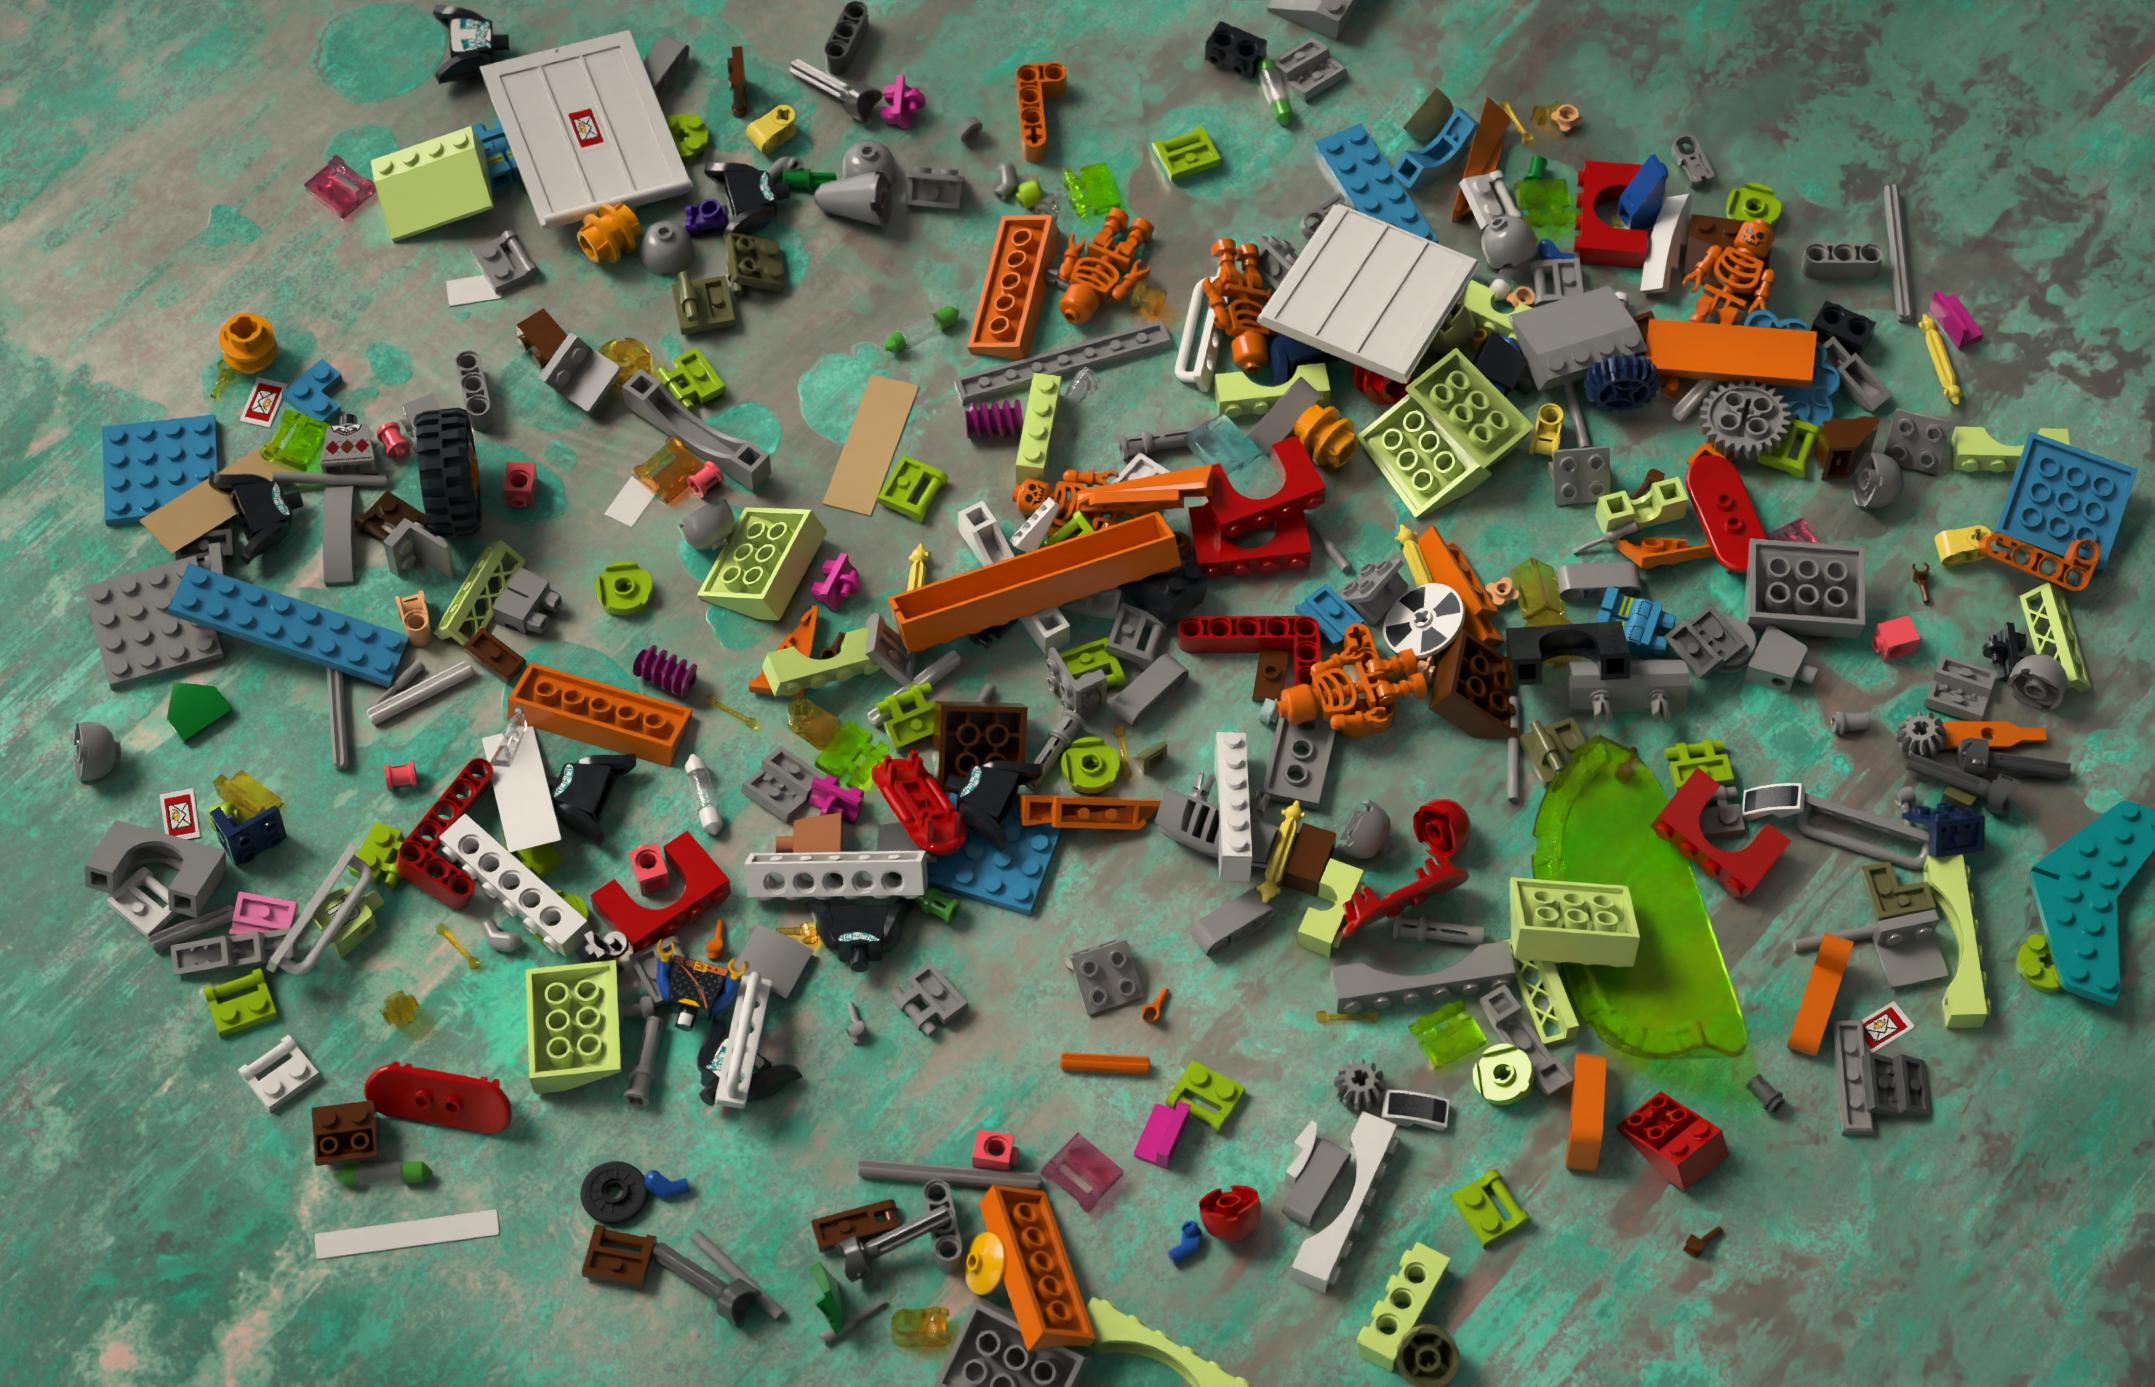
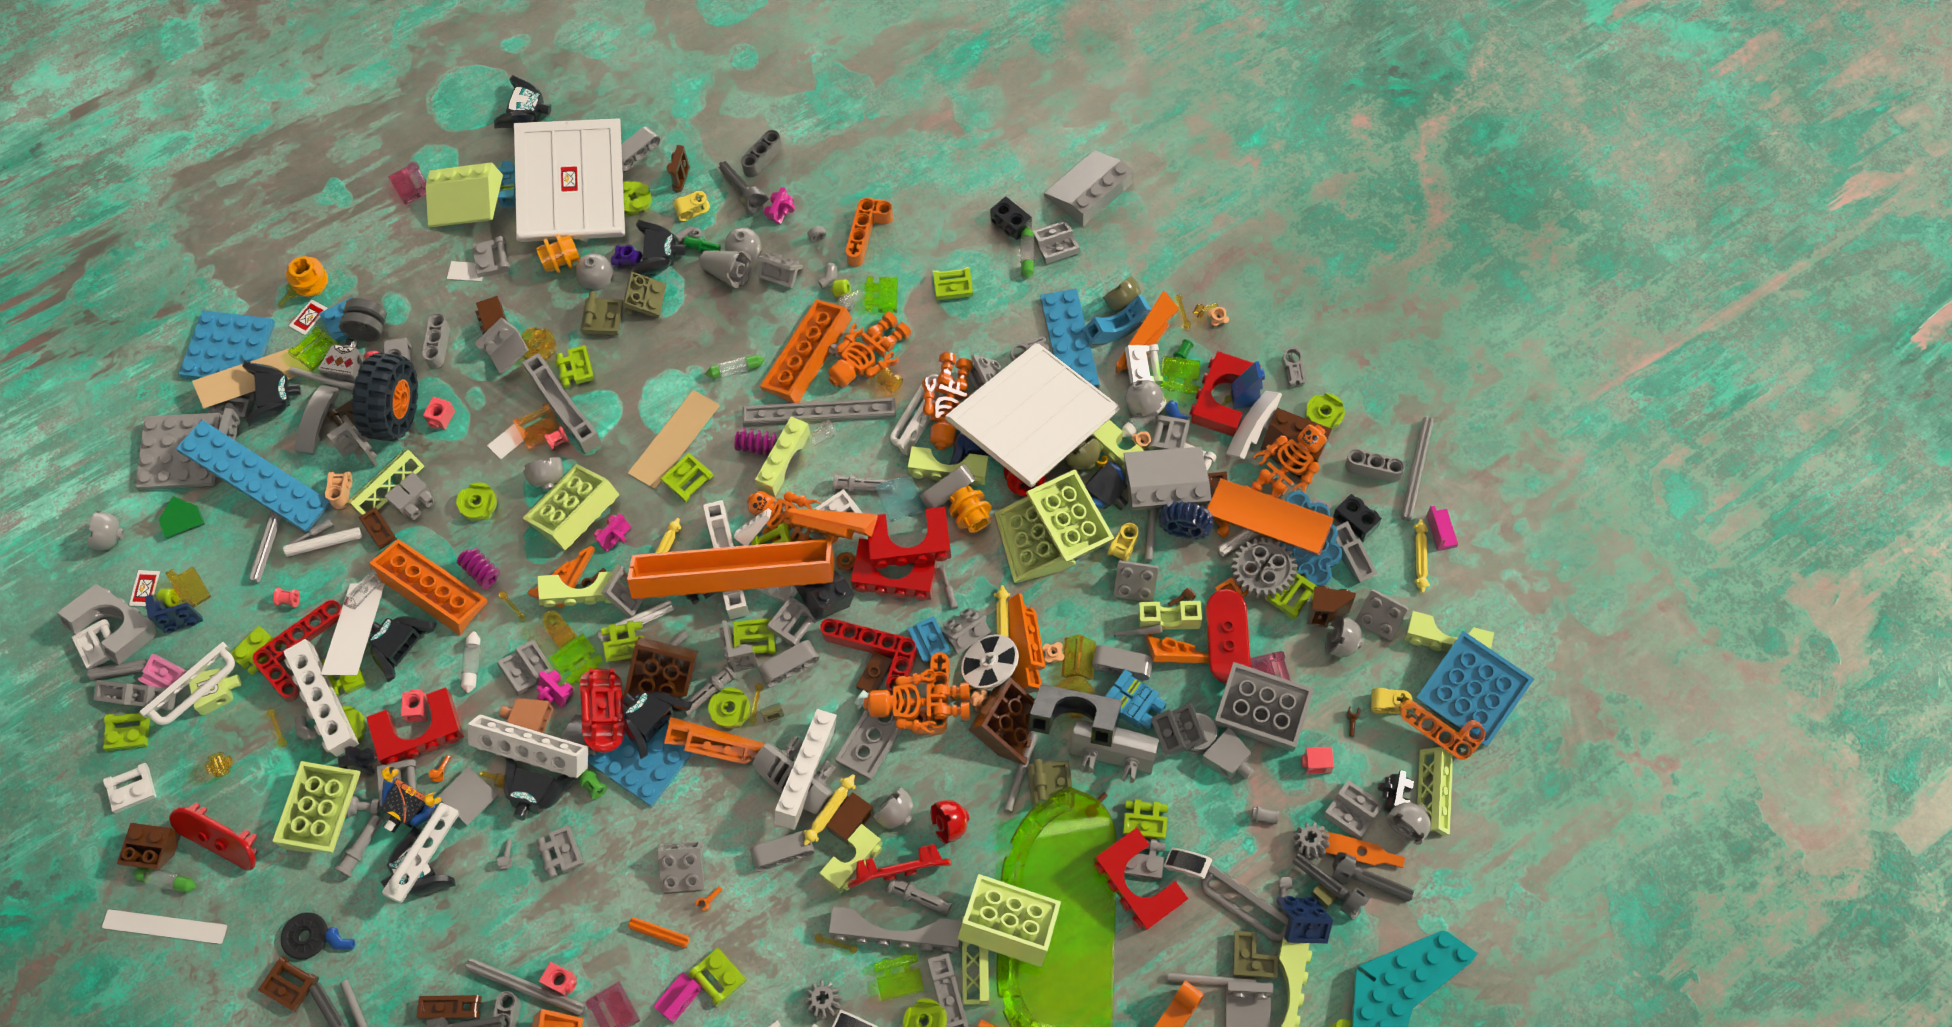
camera: 20 degrees right, 5 degrees up
(359, 383) = (363, 319): none -> dark grey wheel

